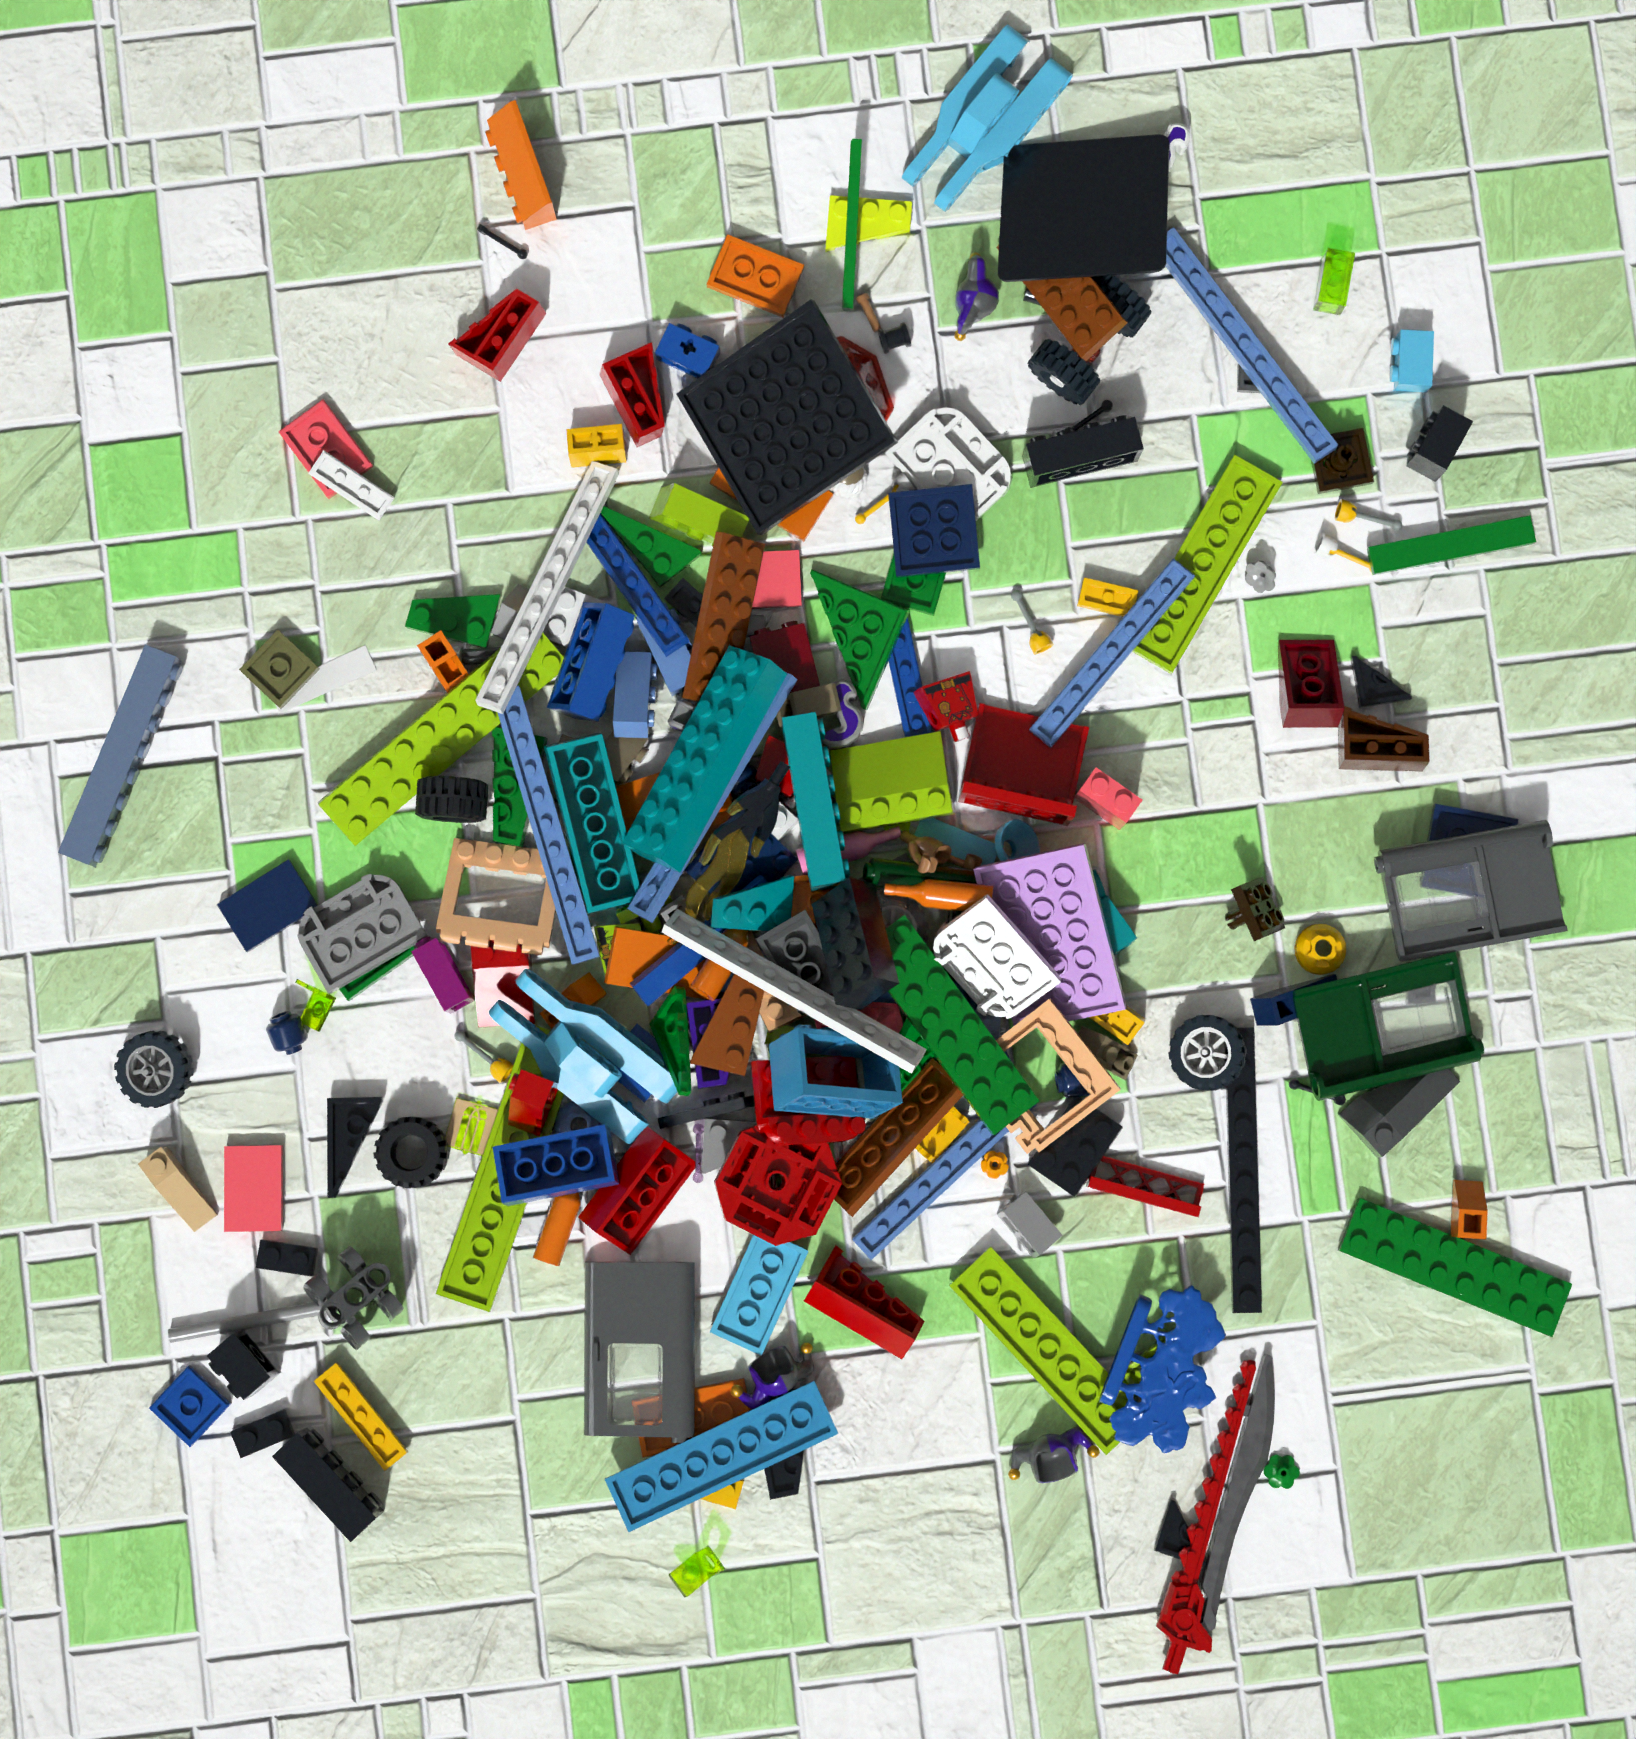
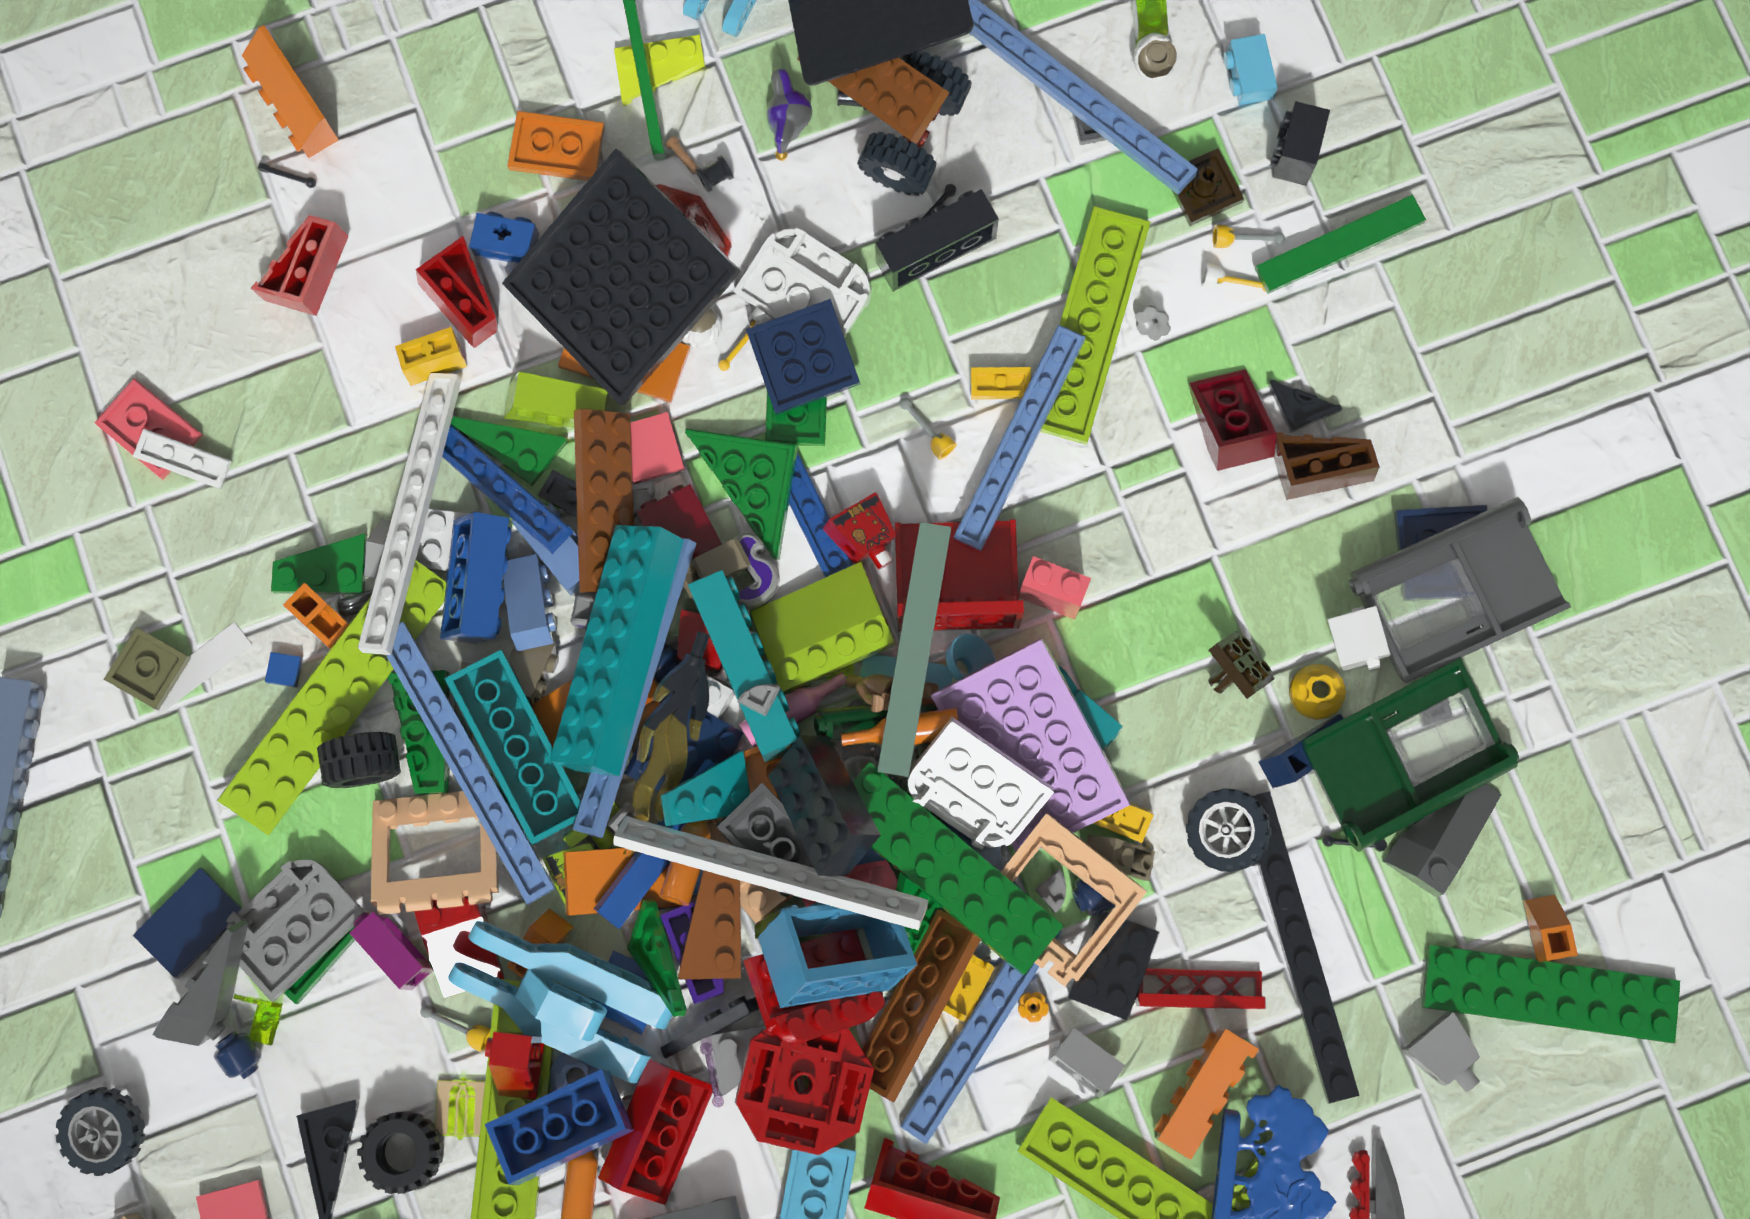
camera: 10 degrees left, 5 degrees down
(271, 981) = (210, 994): none -> dark grey wedge
(400, 700) = (283, 670): none -> blue tile
(821, 835) = (760, 698): none -> light grey tile
(969, 825) = (914, 649): none -> sand green tile
(1038, 1067) = (1053, 890): none -> light grey tile
(1126, 1275) = (1204, 1091): none -> orange wedge
(1327, 327) = (1154, 57): none -> dark tan hair
(1347, 1294) = (1445, 1052): none -> light grey torso
(1369, 911) = (1359, 638): none -> white plate

